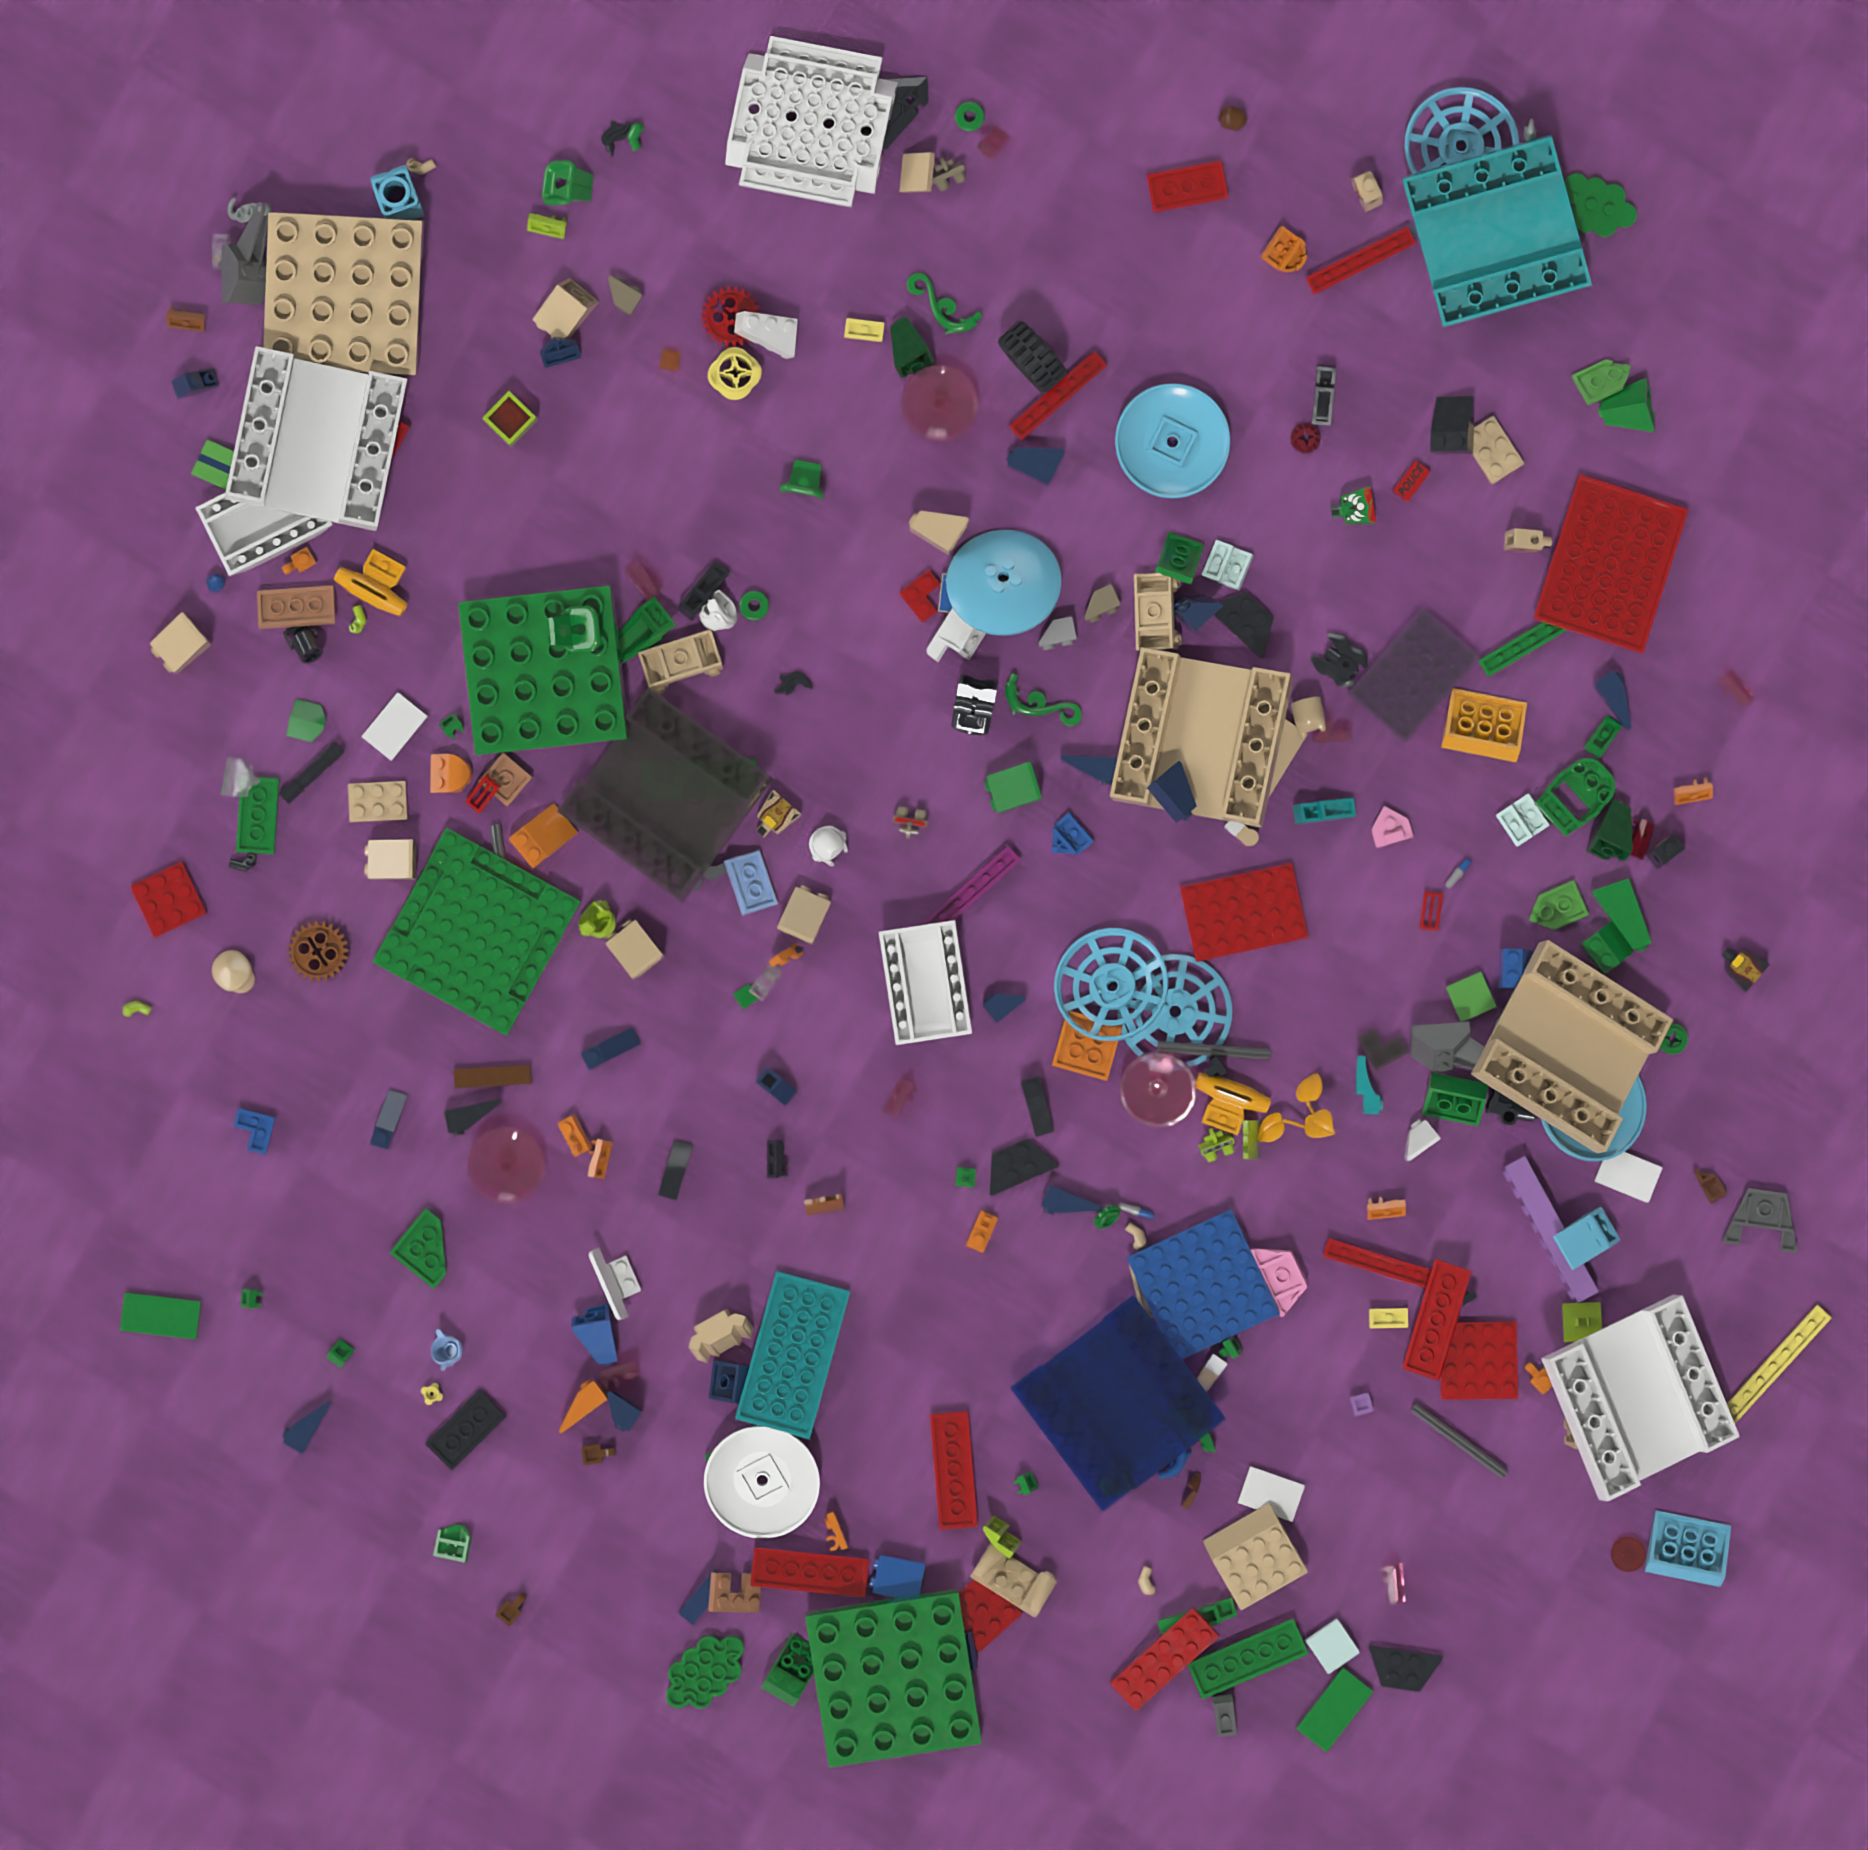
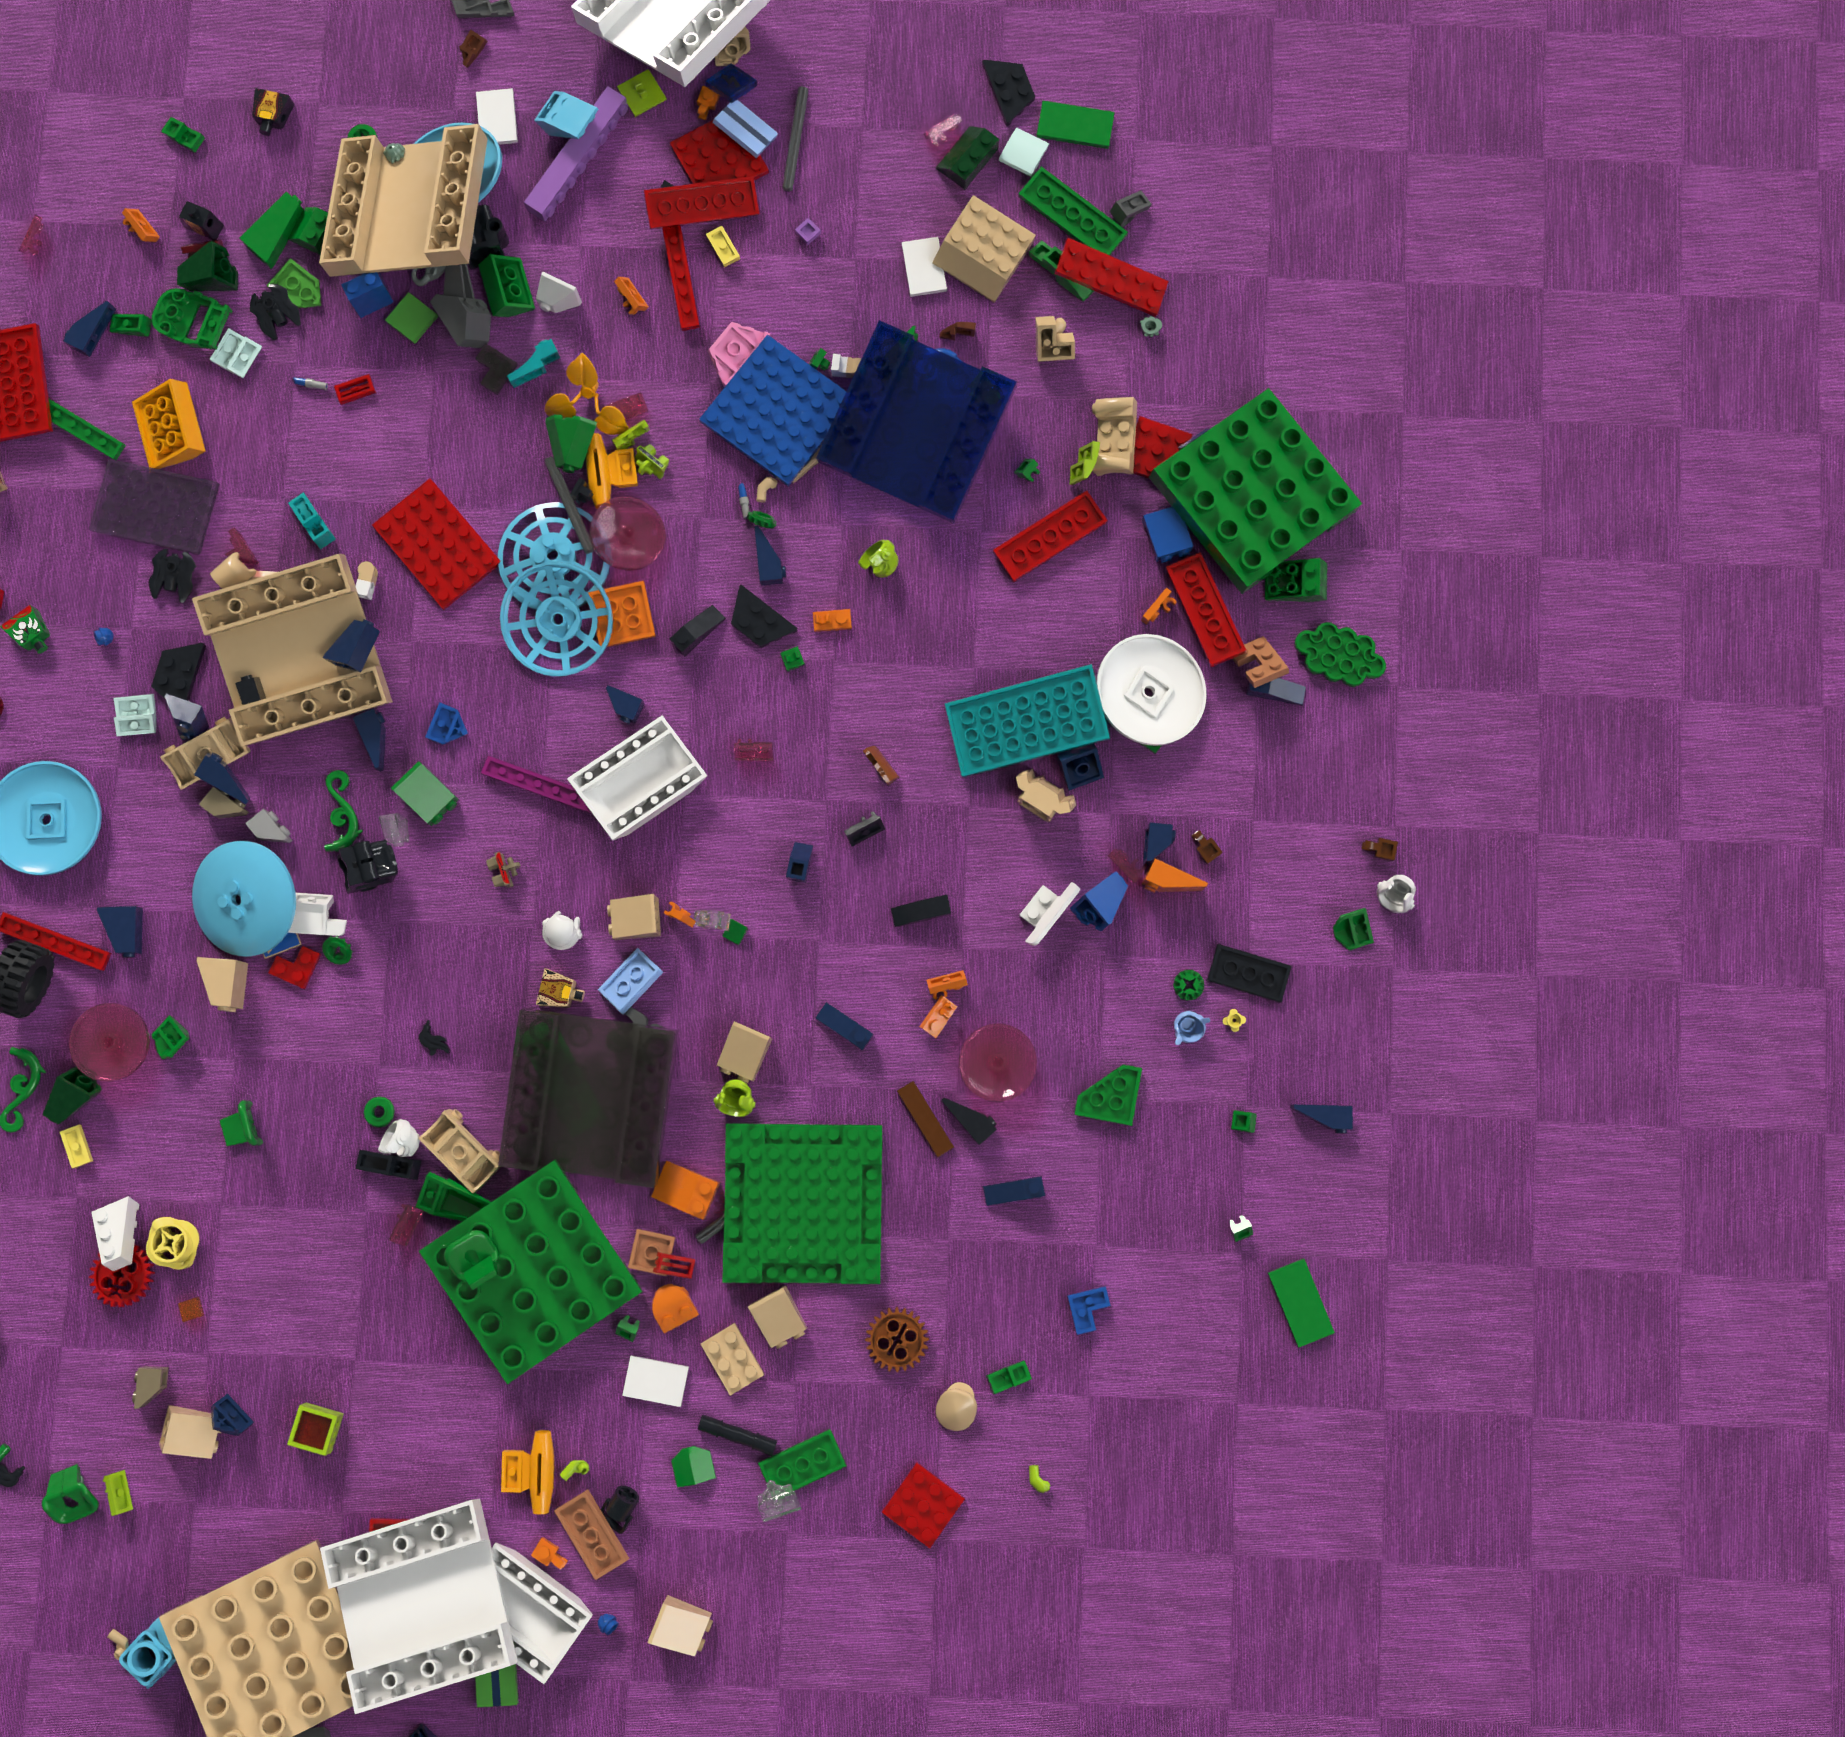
camera: 120 degrees left, 5 degrees down
(234, 1030) = (1008, 1377): none -> green slope
(245, 864) = (853, 1450): black arm -> none
(463, 1599) = (1397, 894): none -> white helmet
(492, 1375) = (1179, 984): none -> green gear
(908, 640) = (329, 949): none -> green gear
(916, 456) = (169, 1037): none -> green slope
(996, 744) = (394, 829): none -> clear slope
(1013, 1305) = (881, 558): none -> lime helmet
(1101, 1676) = (1151, 324): none -> sand green animal
(1129, 613) = (219, 775): none -> dark blue slope
(1129, 1569) = (1052, 345): none -> tan brick
(1179, 558) = (145, 755): green plate -> none
(1187, 681) = (250, 689): none -> black brick
(1271, 1081) = (570, 440): none -> green slope
(1281, 1152) = (631, 405): none -> clear pink plate
(1315, 571) = (103, 636): none -> blue plate
(1356, 1592) = (969, 156): none -> dark green slope
(1390, 828) = (299, 459): bright pink plate -> none
(1490, 1398) = (745, 128): none -> light blue tile
(1542, 1409) = (731, 83): none -> clear blue tile
(1547, 875) = (273, 307): none -> black piece
(1631, 1063) = (394, 152): none -> sand green animal
(1765, 875) = (182, 134): none -> green slope

